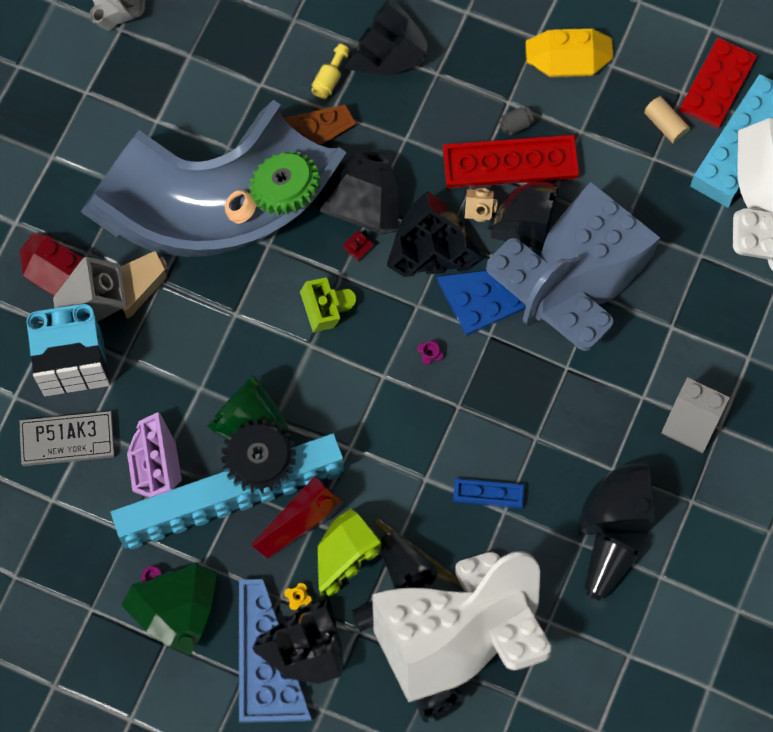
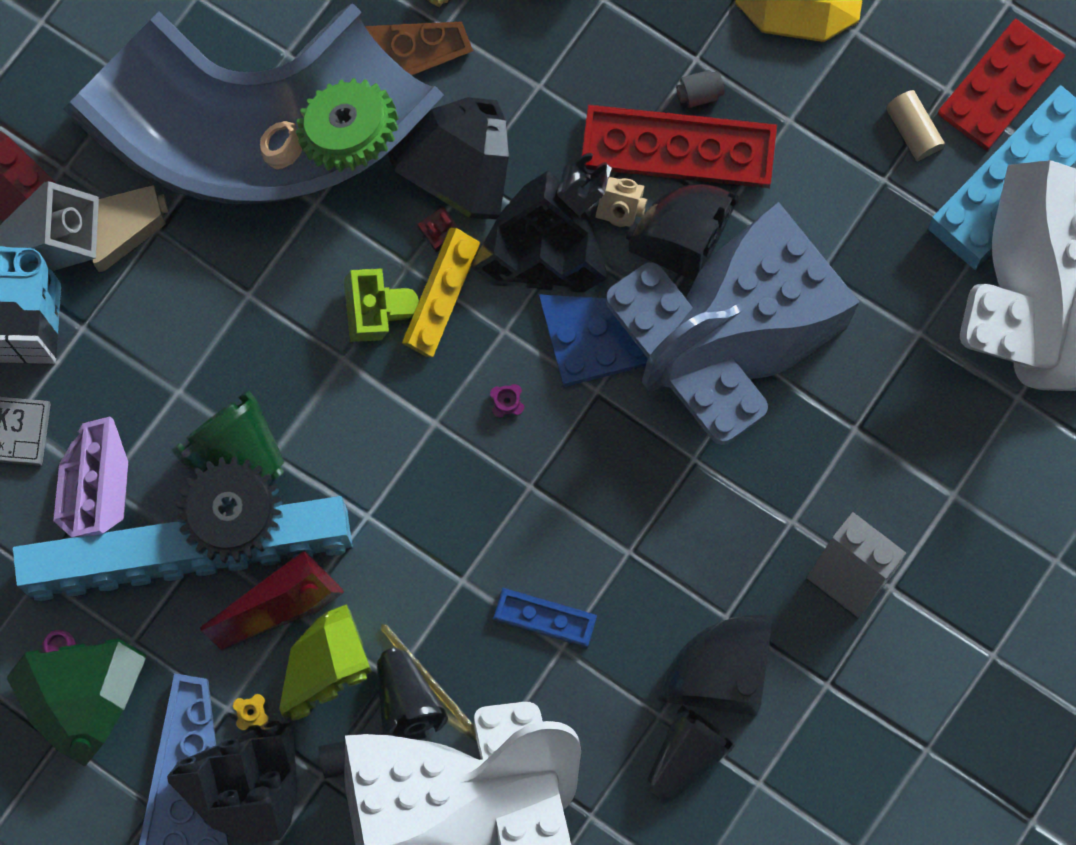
camera: 15 degrees right, 5 degrees up
(369, 287) = (441, 292): none -> yellow plate
(452, 199) = (582, 186): none -> black hinge

